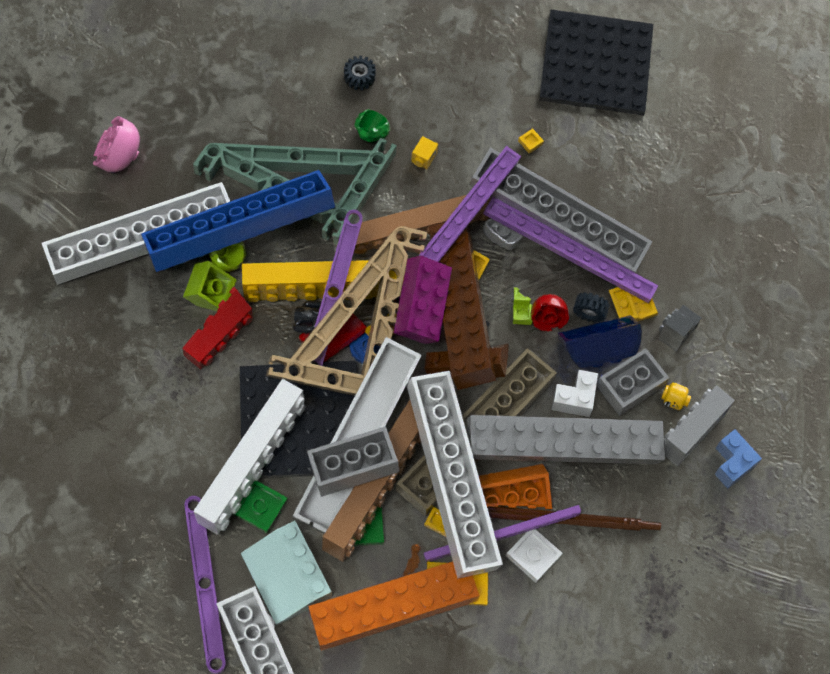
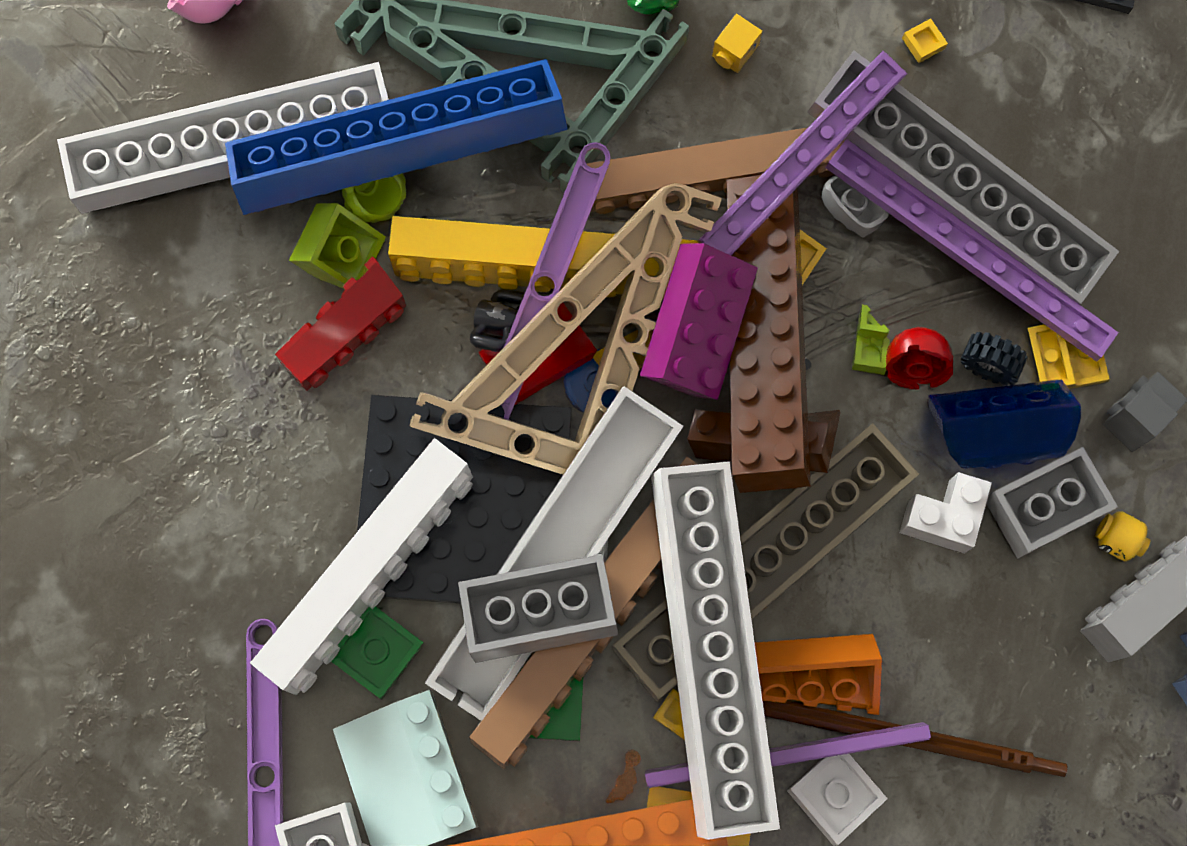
camera: 10 degrees right, 10 degrees up
(565, 439) = (919, 600): light grey brick -> none

